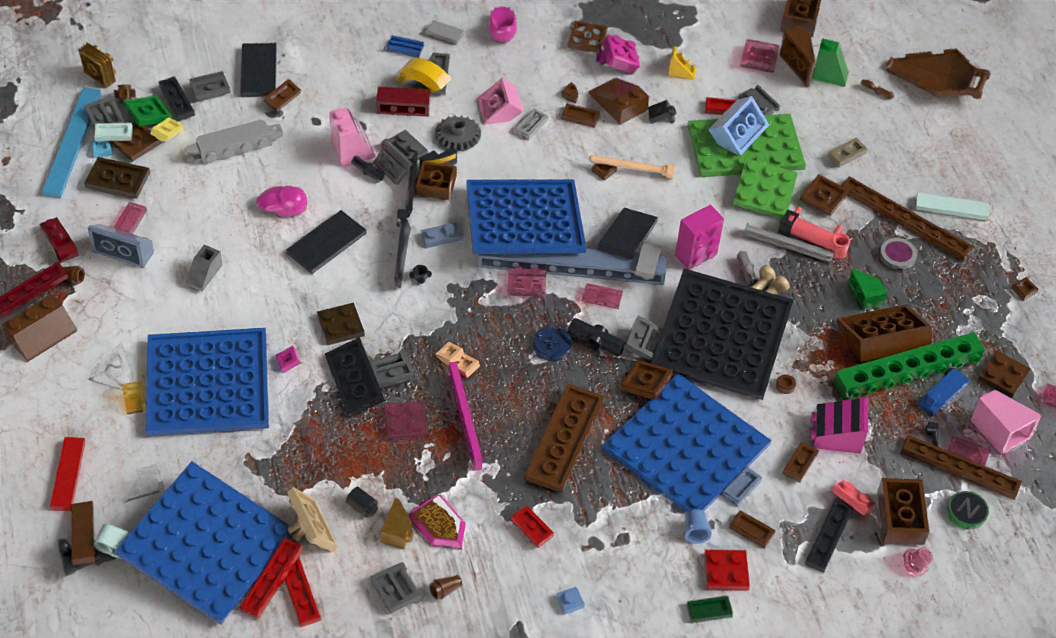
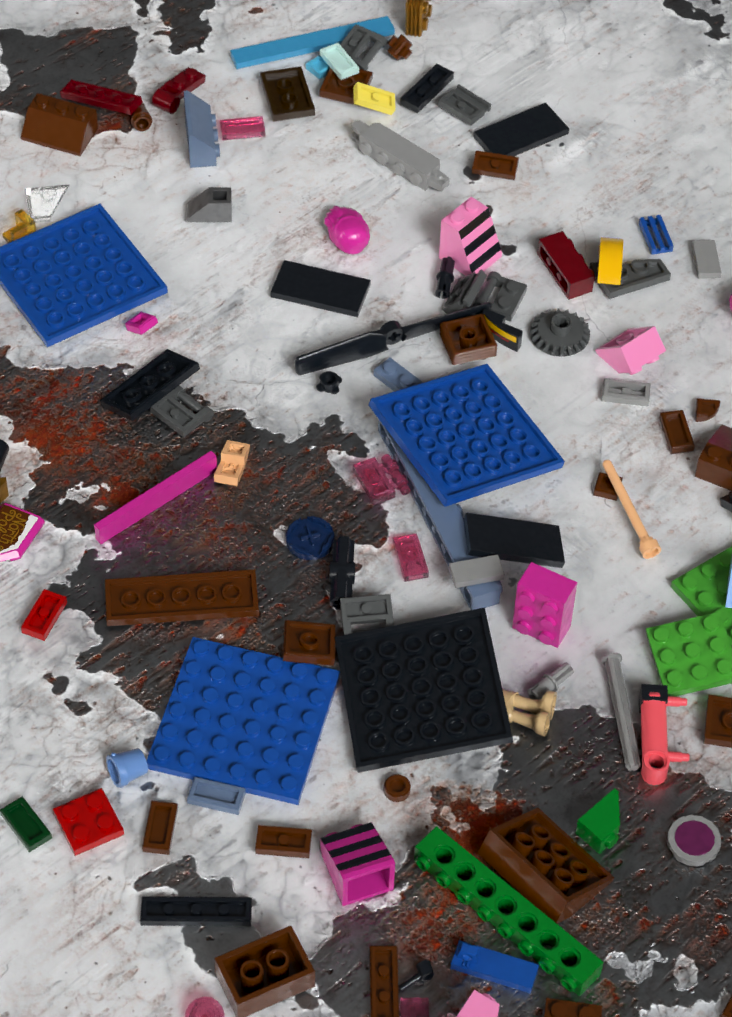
camera: 65 degrees right, 0 degrees up
(146, 110) = (390, 73): green tile -> none
(340, 323) = (217, 346): dark brown plate -> none
(406, 421) = (123, 453): clear pink plate -> none
(853, 497) = (262, 913): coral plate -> none

